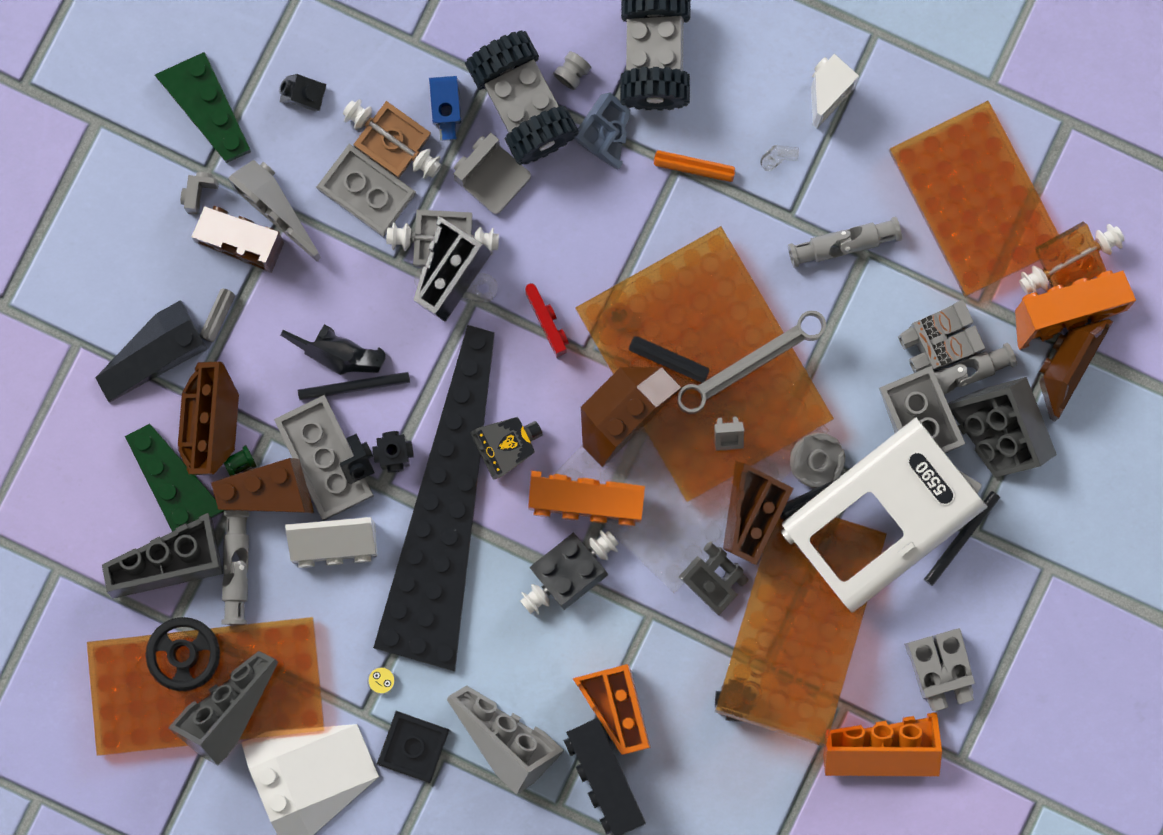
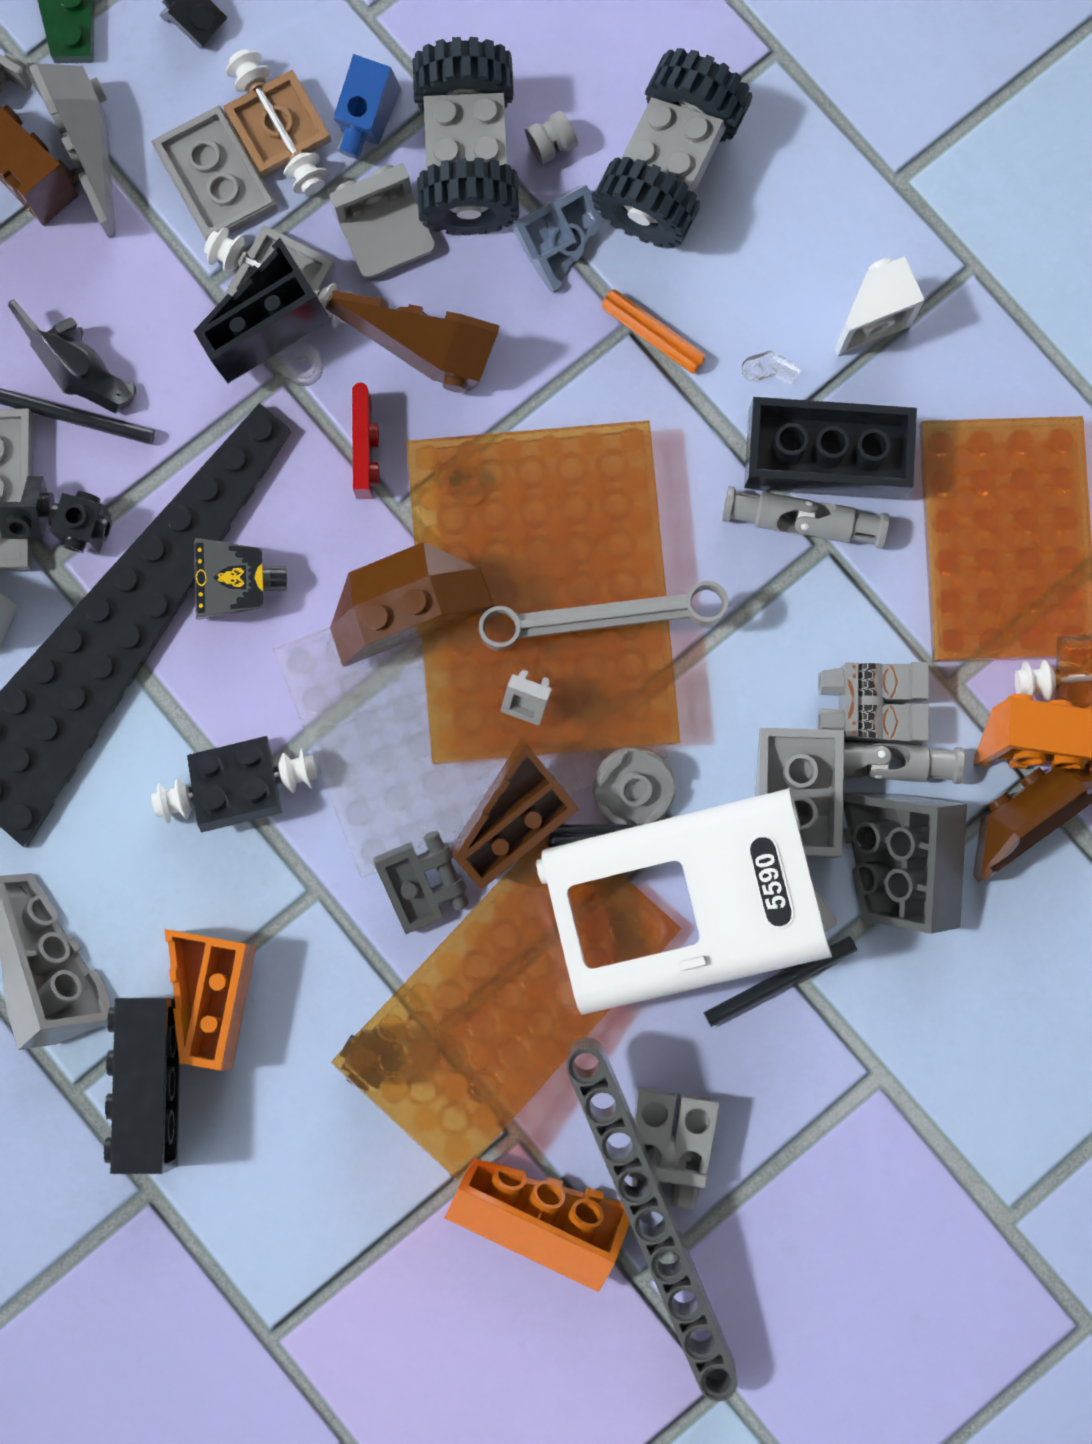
camera: 25 degrees right, 0 degrees up
(571, 239) = (442, 349): none -> reddish brown wedge
(585, 498) = (296, 696): orange wedge -> none
(669, 359) = (495, 562): black axle -> none
(840, 192) = (830, 448): none -> black brick
(961, 724) = (658, 1238): none -> dark grey beam

